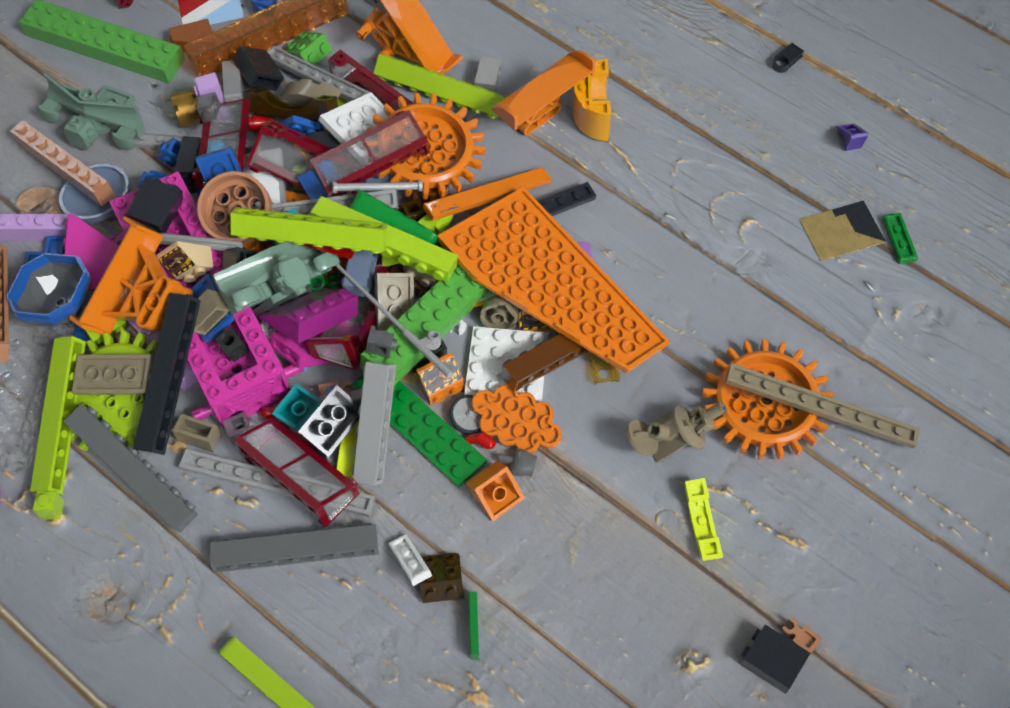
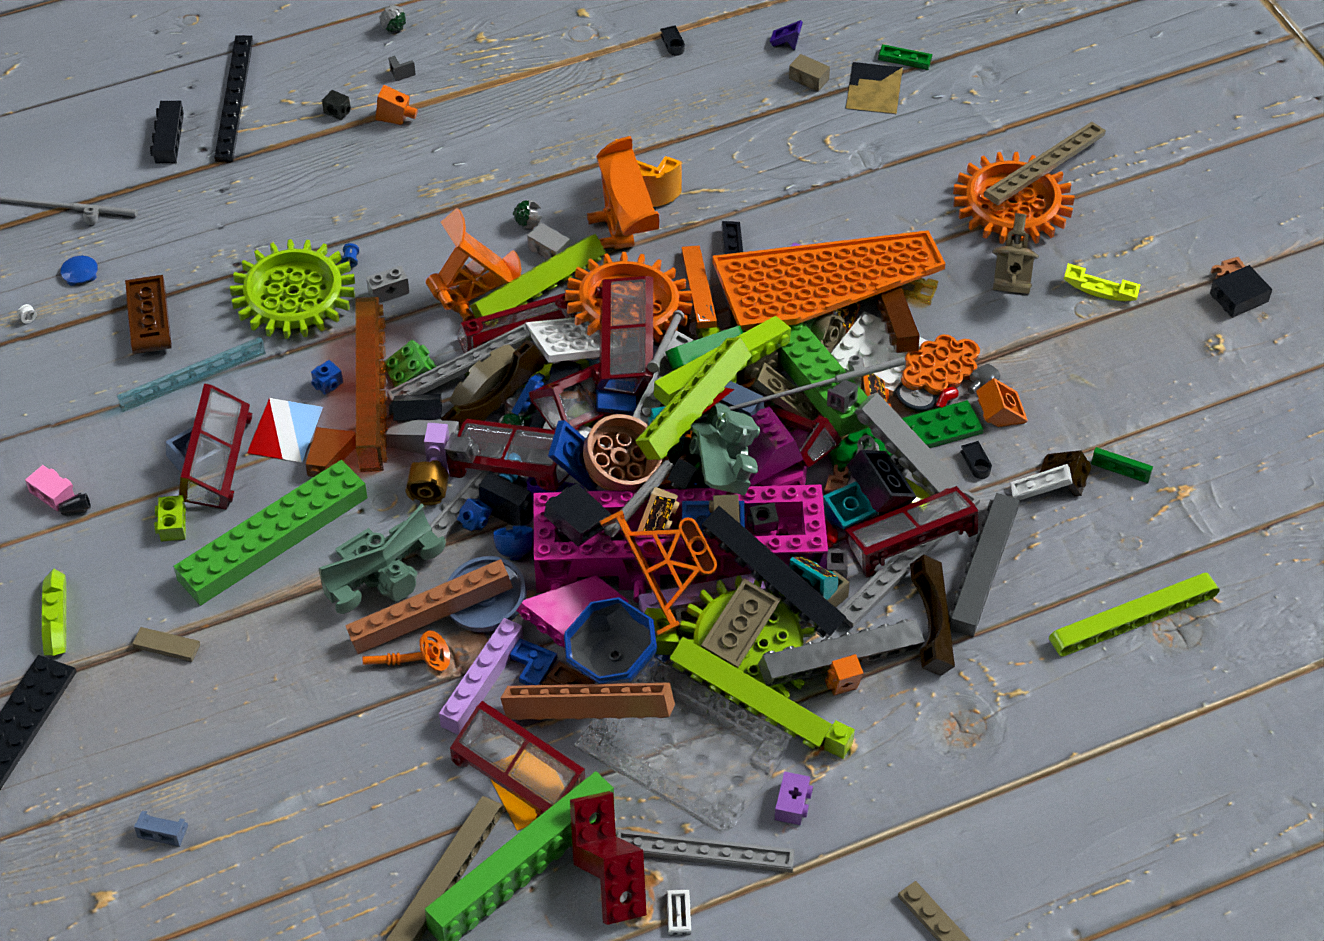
camera: 65 degrees left, 10 degrees down
(24, 181) = (426, 654): none -> orange dish
(108, 480) = (844, 675): none -> orange brick
(173, 545) = (929, 581): none -> dark brown arch
(186, 408) = (819, 578): none -> teal slope
(423, 491) = (975, 455): none -> black piece
(508, 47) = (526, 214): none -> piece
(817, 171) = (809, 72): none -> dark tan piece

